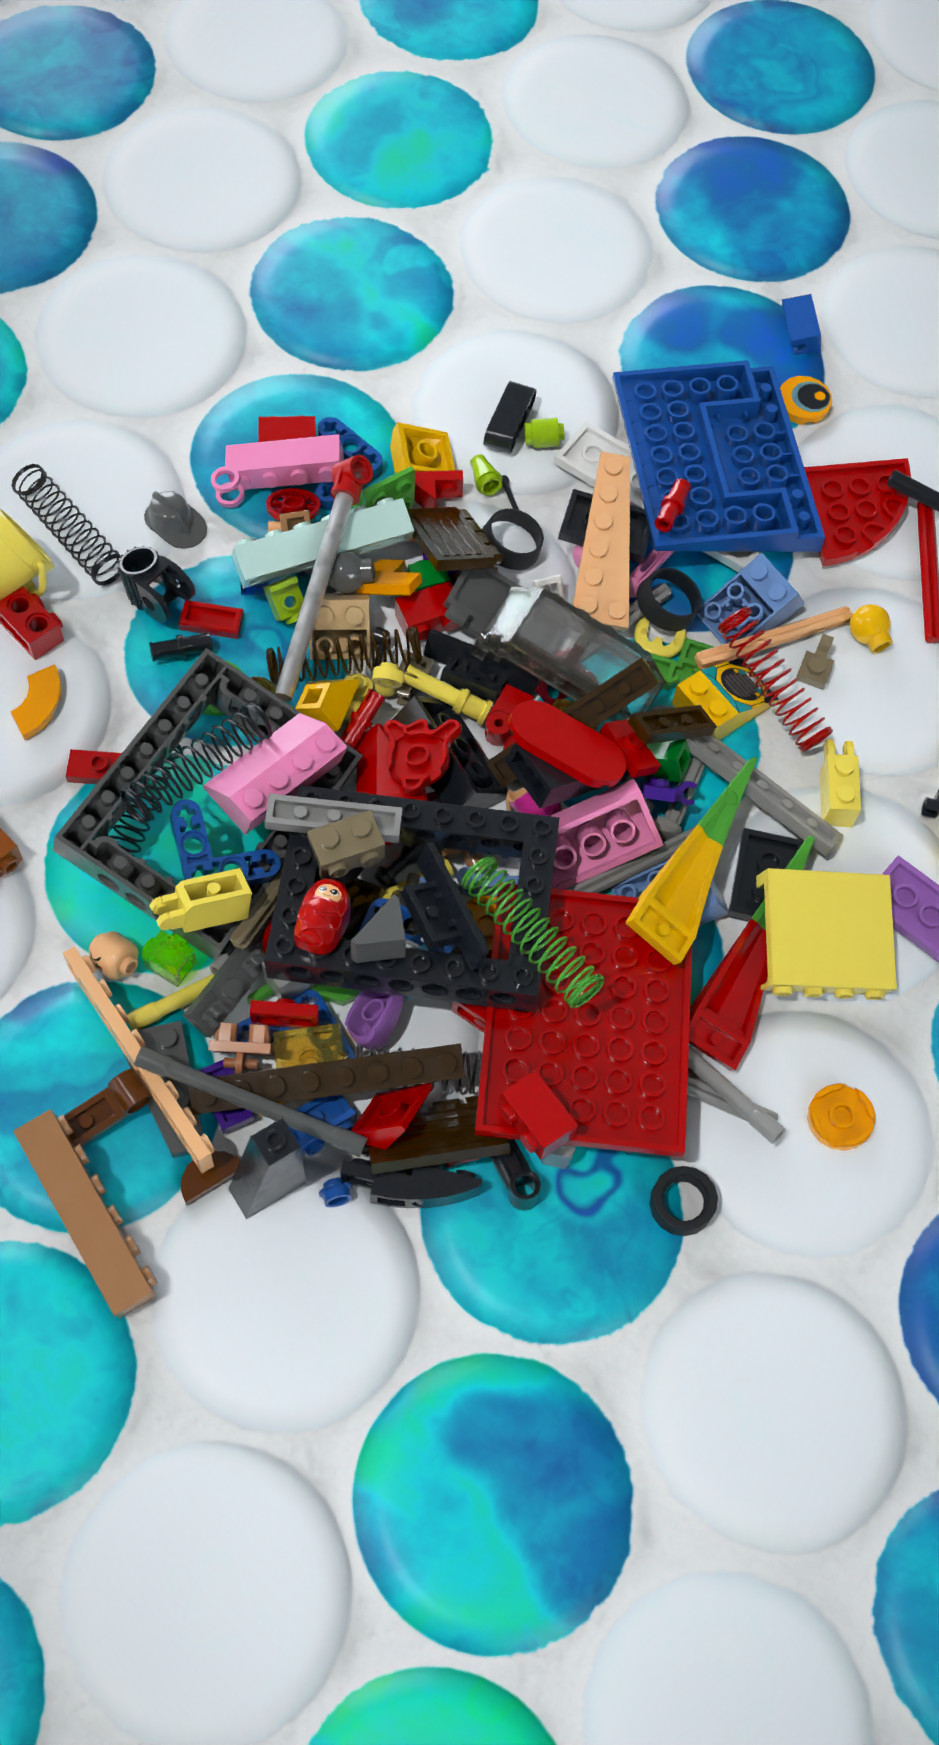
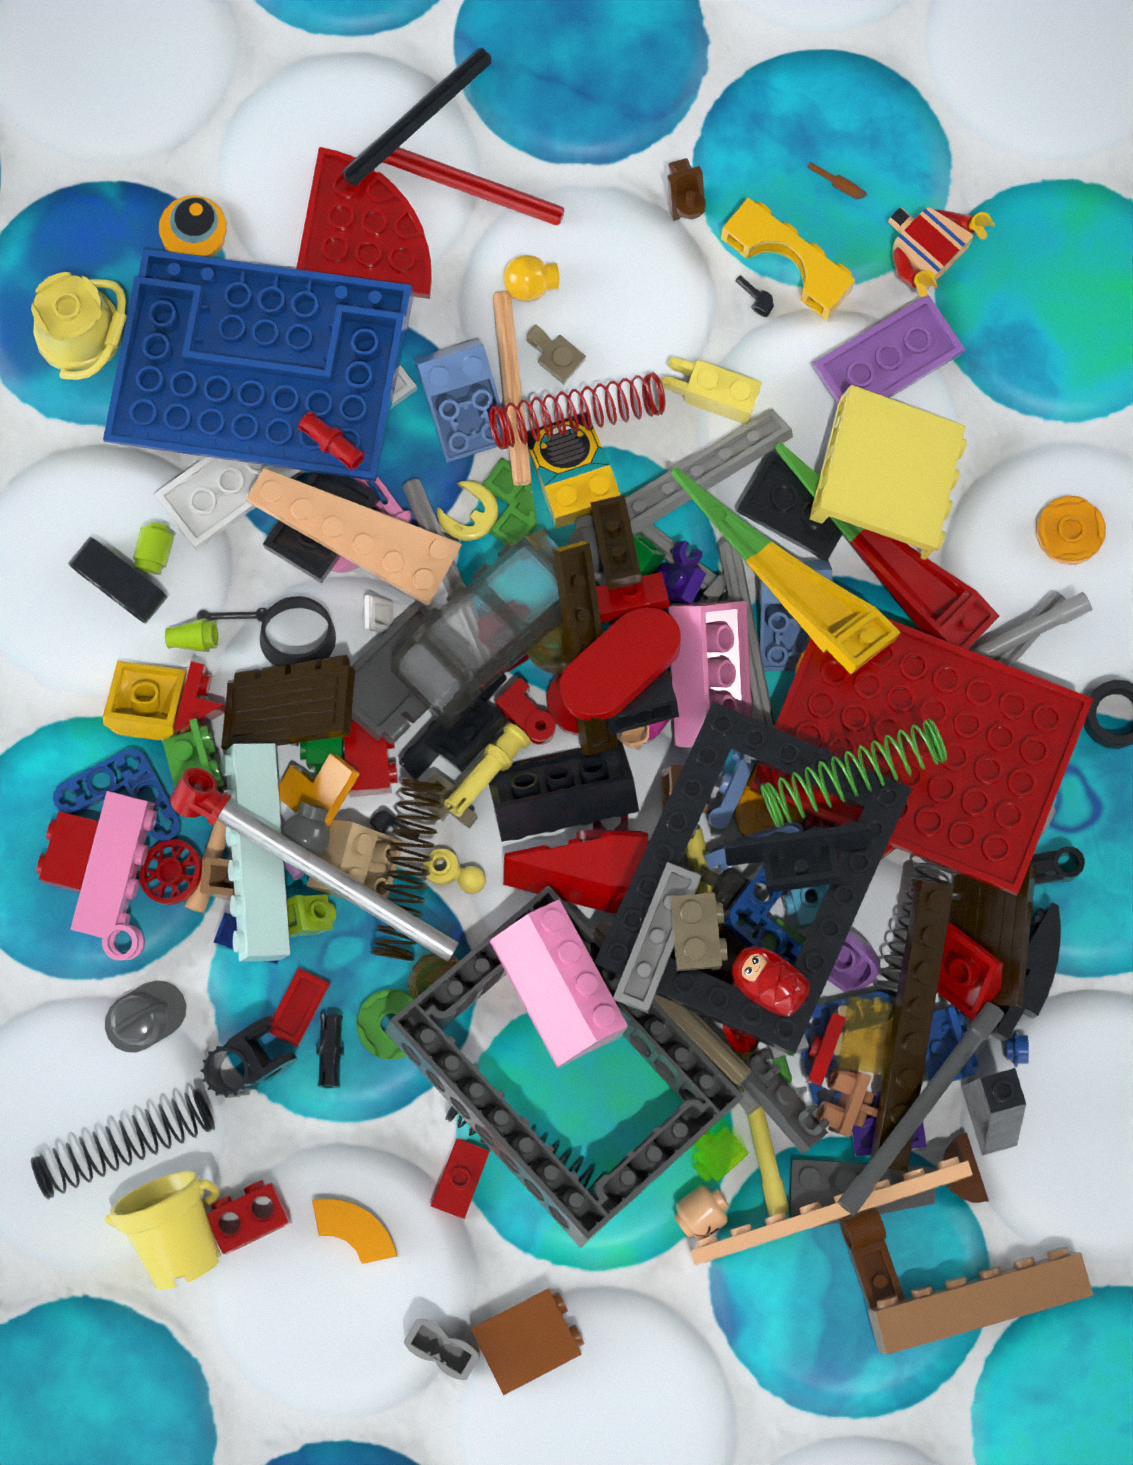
camera: 70 degrees left, 15 degrees up
(143, 808) = (499, 988): black piece -> none
(204, 861) = (645, 1087): blue beam -> none
(204, 902) = (703, 1097): light yellow hinge -> none
(327, 700) = (461, 908): yellow slope -> none
(362, 718) = (492, 873): red pin -> none
(382, 936) = (813, 921): dark grey slope -> none
(387, 679) = (452, 830): light yellow plate -> none
(419, 754) = (571, 825): red tile -> none
(537, 1115) = (1026, 829): red brick -> none
(659, 616) = (433, 512): black tyre -> none
(697, 330) = (77, 324): none -> light yellow piece
(802, 324) = (85, 188): blue hinge -> none

